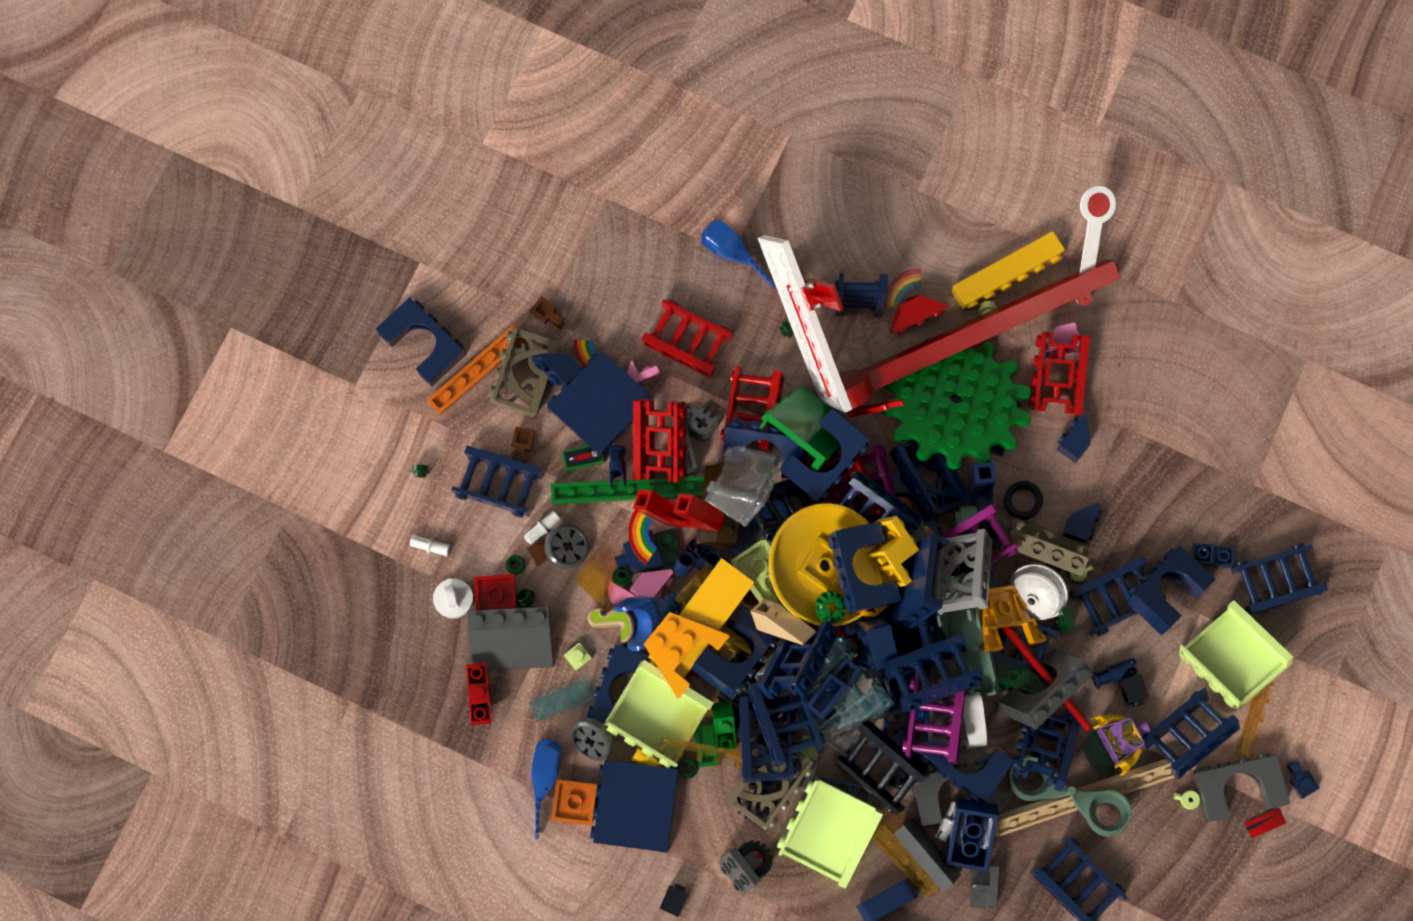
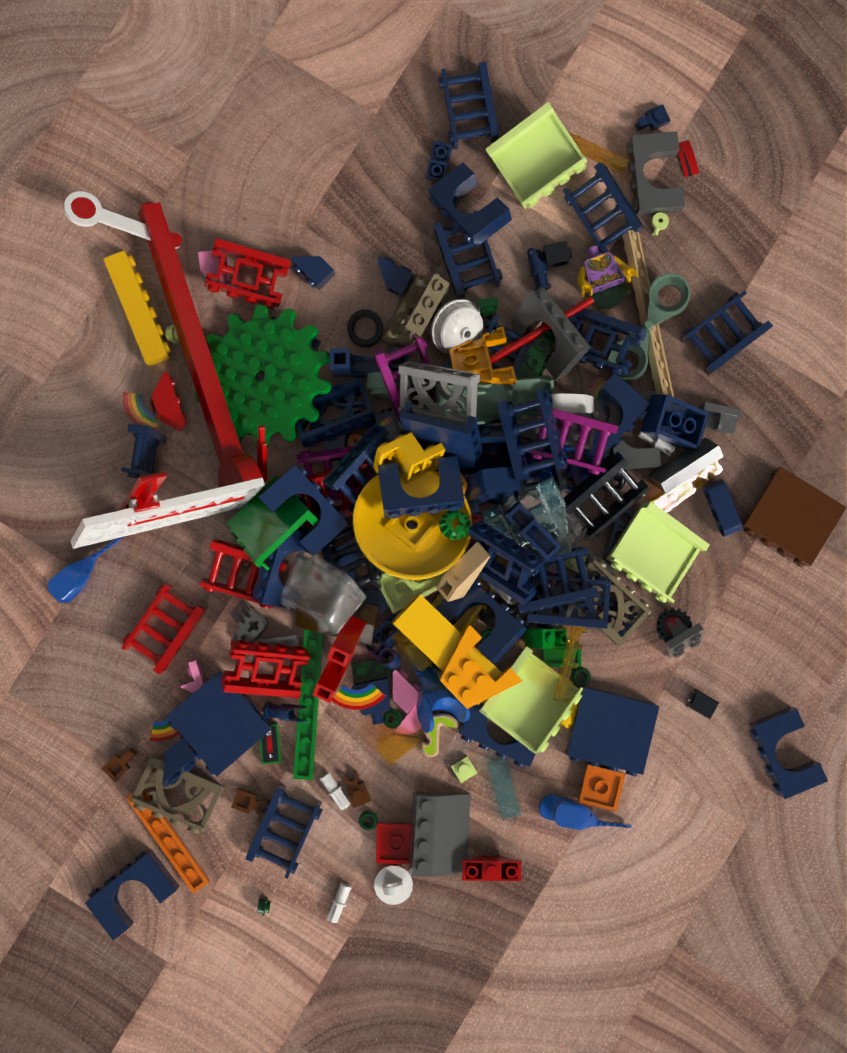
camera: 85 degrees left, 10 degrees up
(525, 598) = (402, 814): dark green plate -> none
(569, 558) = (345, 769): dark grey wheel -> none
(592, 739) = (546, 765): dark grey wheel -> none
(786, 329) = (167, 530): dark green plate -> none

